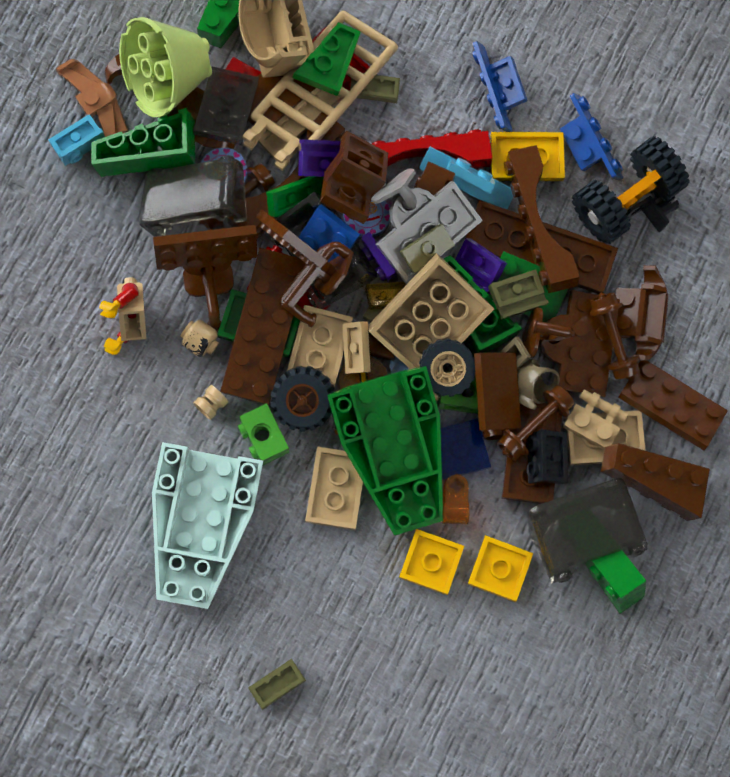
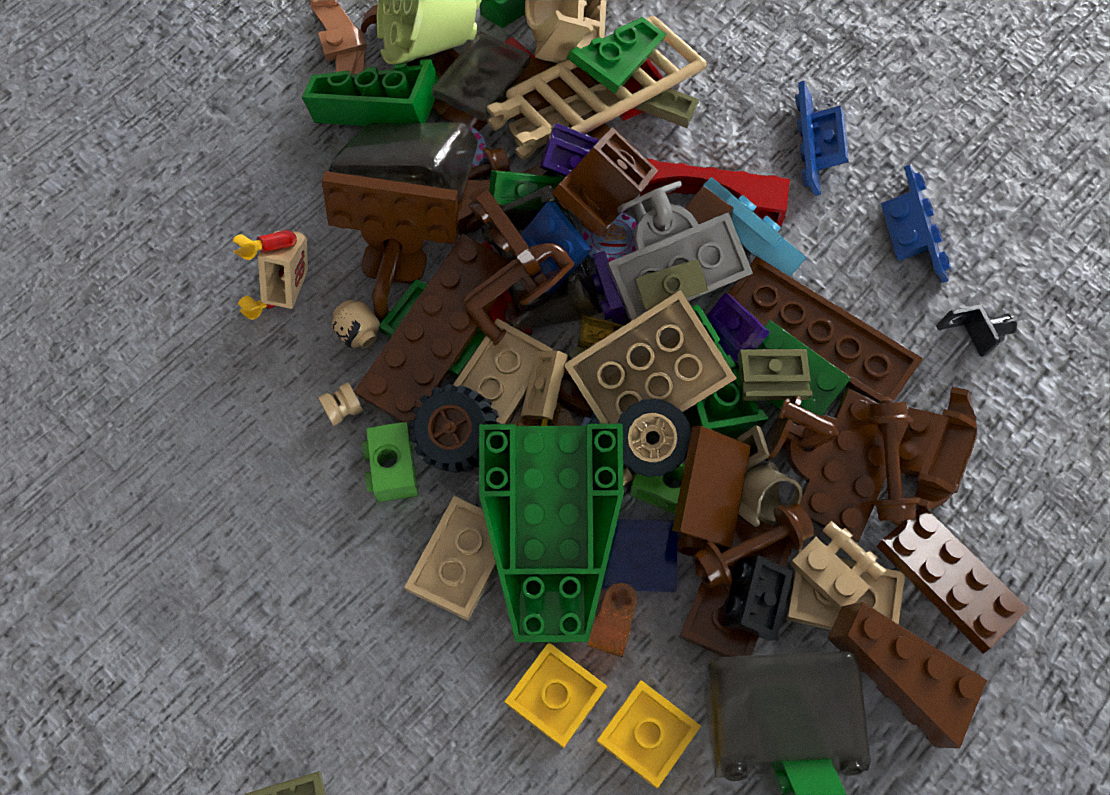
camera: 25 degrees right, 10 degrees down
(76, 140) = (293, 77): medium azure bracket -> none
(199, 520) = (263, 546): light aqua wedge -> none
(549, 146) = (832, 224): yellow plate -> none
(556, 263) = (835, 347): reddish brown arch -> none
(659, 174) = (999, 278): black plate -> none

